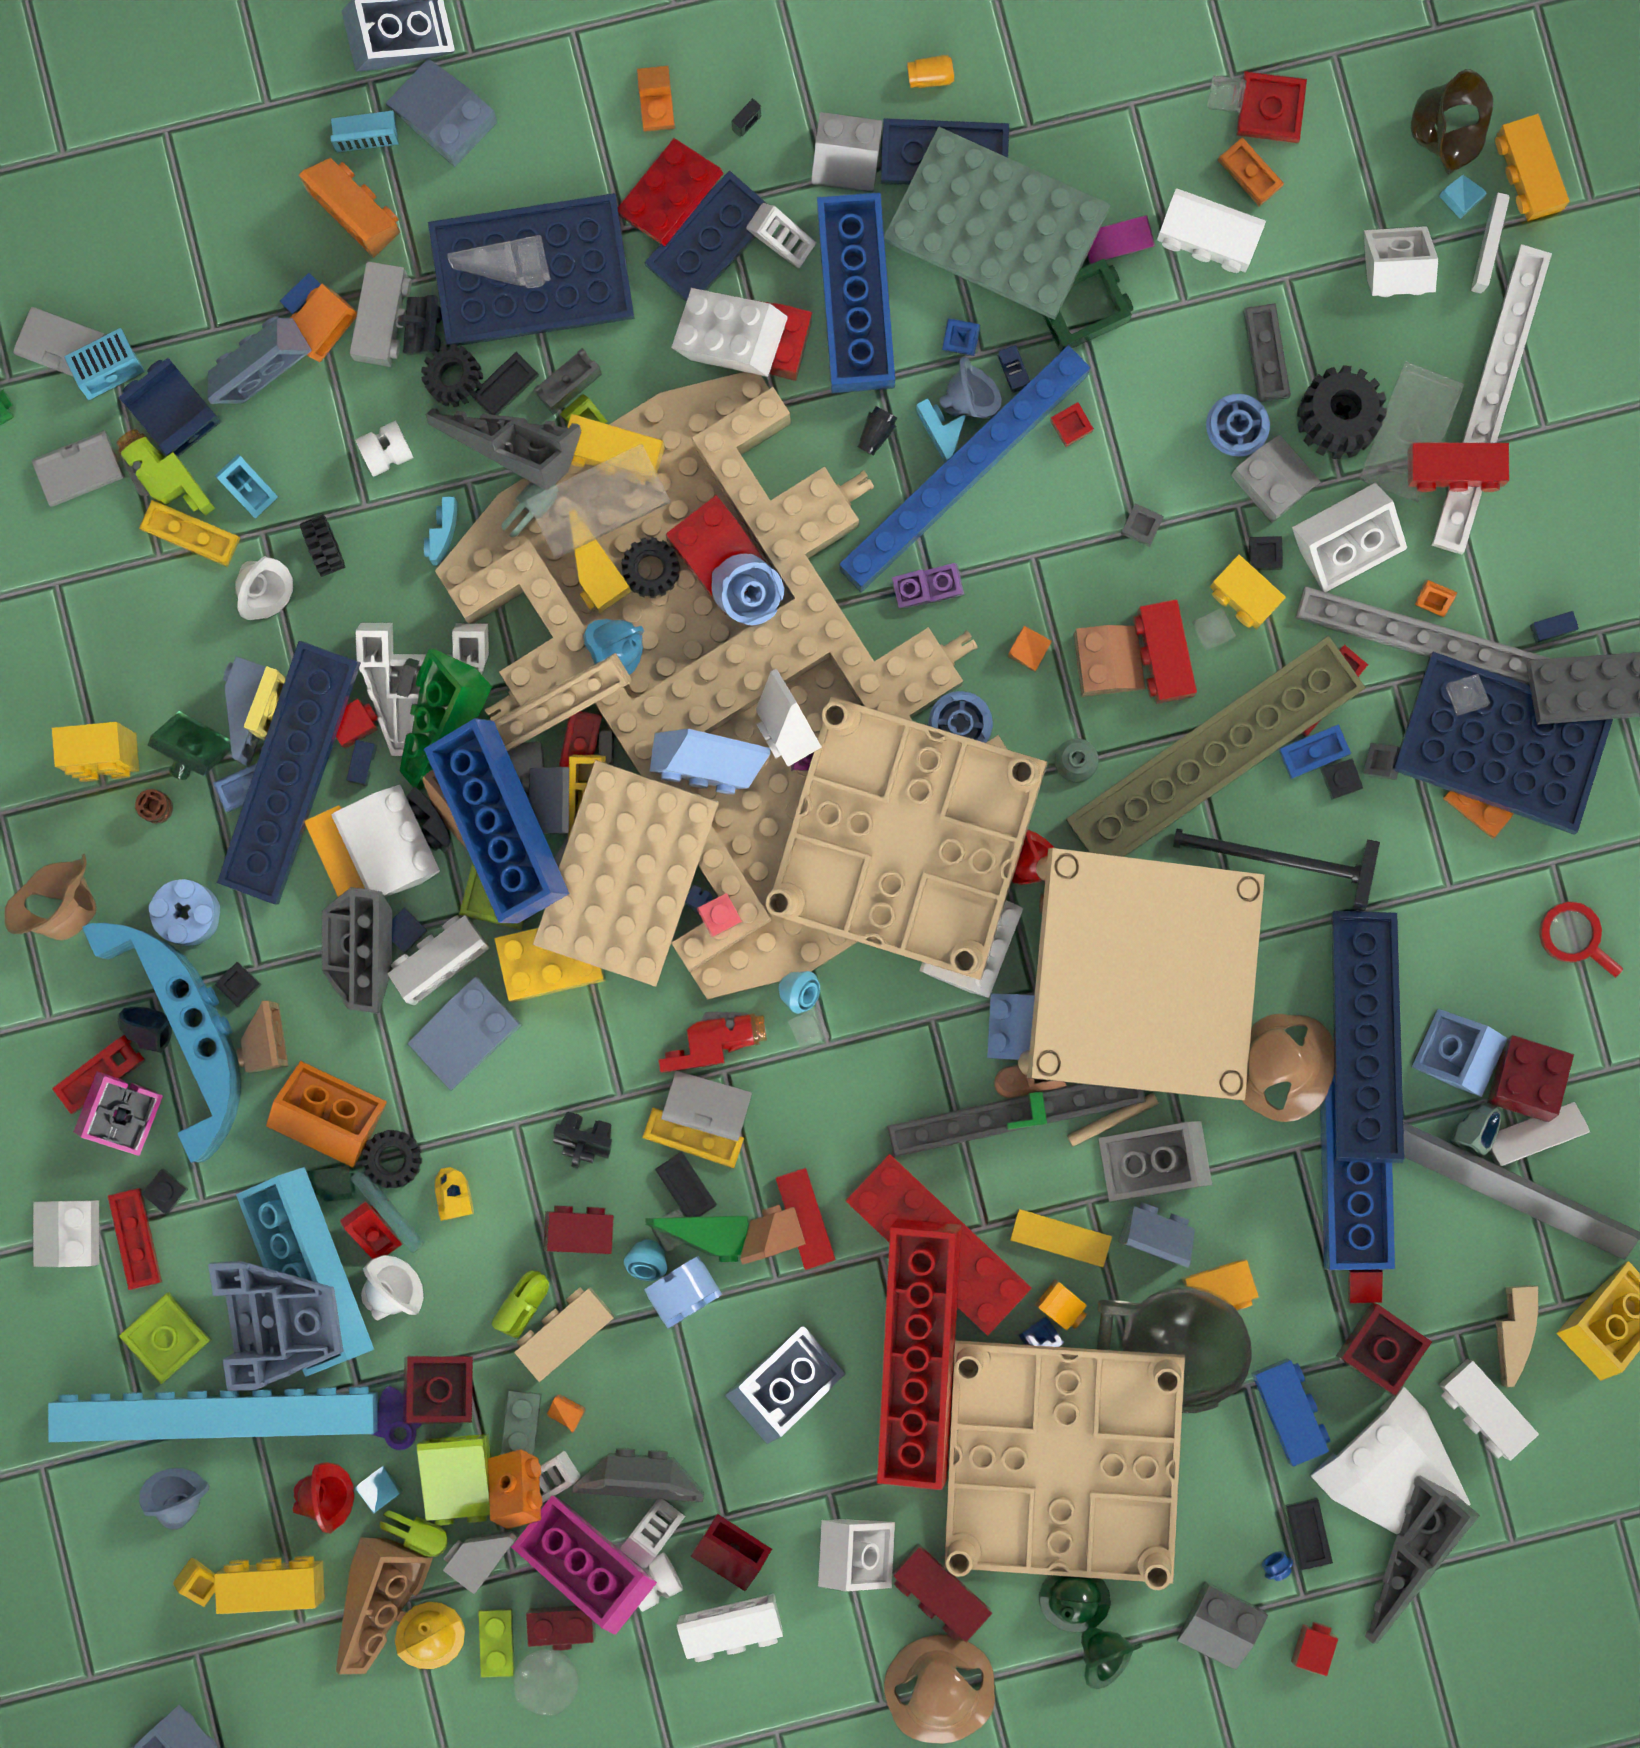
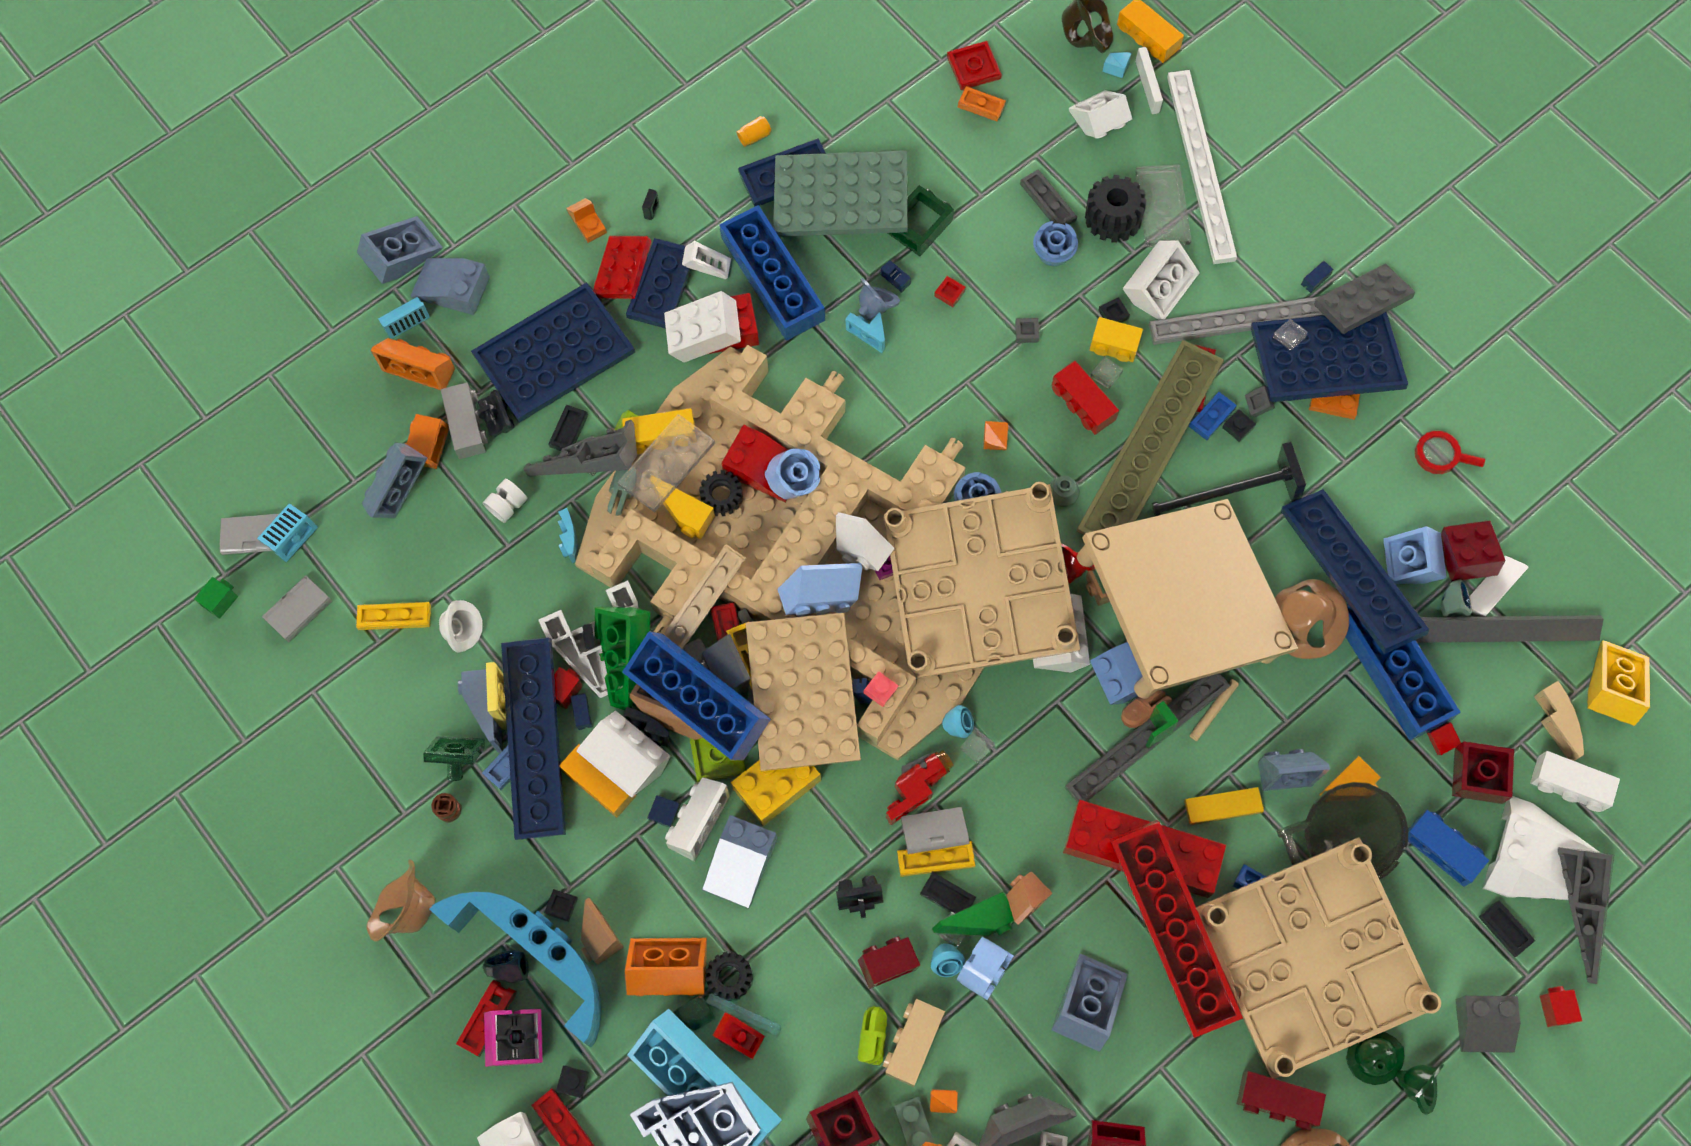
camera: 25 degrees left, 15 degrees down
(95, 751) = (387, 783): yellow brick -> none
(160, 475) = (357, 586): lime plate -> none
(166, 912) = (495, 857): light blue brick -> none
(169, 408) = (344, 542): dark blue panel -> none
(246, 486) = (419, 566): medium azure slope -> none
(296, 297) = (403, 430): blue piece -> none
(322, 545) = (490, 578): black tyre -> none
(358, 947) = (636, 833): dark grey wedge -> none
(391, 1287) = (772, 1070): white helmet -> none
(452, 1194) = (785, 981): yellow rock -> none
(461, 389) = (537, 444): black tyre -> none
(511, 262) = (535, 349): clear slope -> none
(568, 381) = (610, 407): dark grey hinge -> none
(615, 636) = (714, 544): dark azure helmet -> none
(798, 1193) = (1025, 860): red tile -> none
(846, 152) = (723, 195): light grey slope -> none
(856, 1554) = (1205, 1102): white slope -> none
(876, 430) = (827, 347): black cone -> none
(928, 586) = (910, 428): medium lavender slope -> none
(961, 337) = (852, 271): blue tile -> none
(964, 469) = (895, 348): blue brick -> none
(1062, 1306) = (1251, 849): light orange slope -> none
(1108, 660) = (1048, 420): nougat slope -> none
(1121, 239) = (923, 171): magenta slope -> none
(1155, 1161) = (1258, 722): light grey slope -> none
(1210, 231) = (976, 141): white slope -> none
(1226, 94) = (943, 67): clear plate -> none
(1275, 478) = (1094, 268): light grey slope -> none
(1277, 1566) = (1499, 961): blue plate -> none
(1435, 598) = (1234, 291): orange slope -> none
(1458, 466) = (1205, 206): red brick -> none

